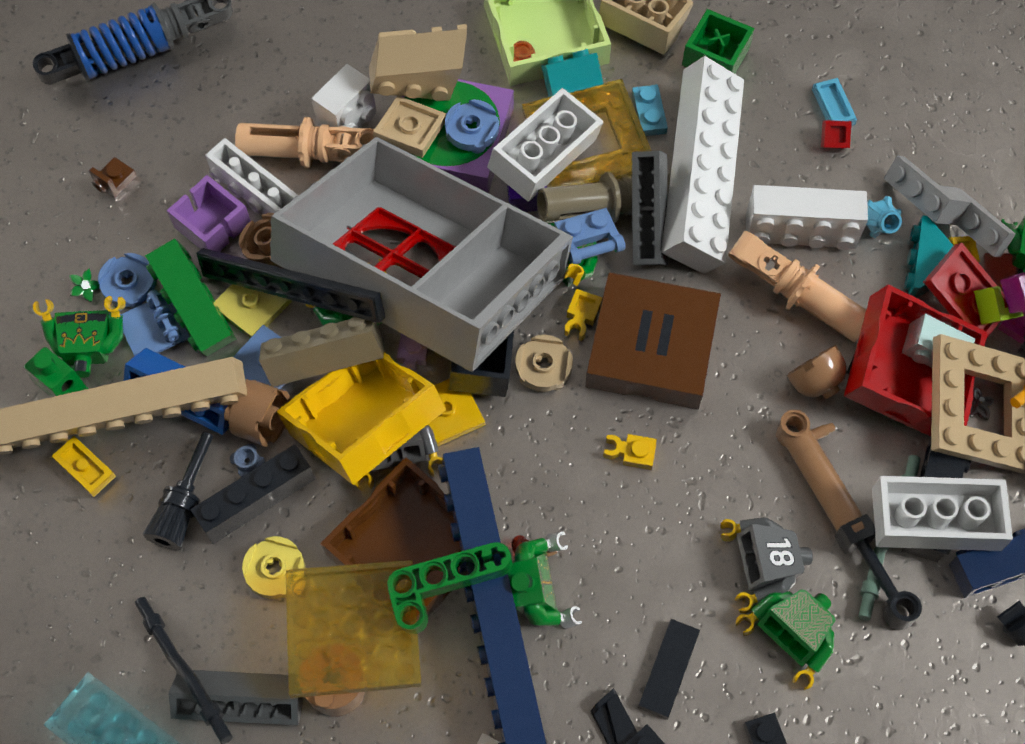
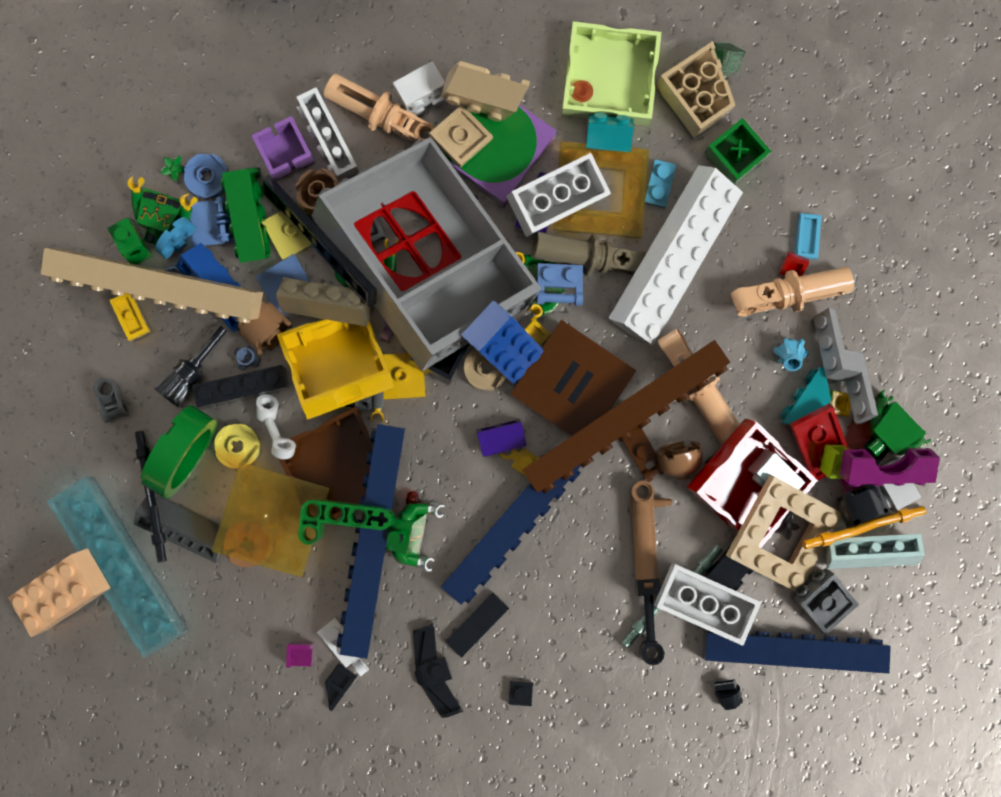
camera: 15 degrees right, 20 degrees up
(91, 576) = (110, 401): none -> dark grey piece
(111, 353) = (175, 239): none -> dark azure plate
(112, 177) = (223, 79): reddish brown bracket -> none
(200, 588) = (178, 452): none -> green brick
(295, 510) = (266, 411): none -> white piece
(472, 139) = (507, 166): medium blue plate -> none
(554, 303) = (503, 342): none -> blue brick
(597, 431) = (501, 437): none -> dark purple hinge
(649, 206) = (615, 278): dark grey brick -> none
(654, 533) = (501, 538): none -> dark blue brick
(733, 342) = (626, 416): none -> reddish brown brick
(756, 378) = (642, 453): none -> reddish brown plate
(768, 556) = (578, 580): dark grey torso -> none
(798, 626) = (575, 635): green torso -> none
(807, 216) = (731, 332): white brick -> none
(850, 153) = (792, 291): none -> light nougat piece

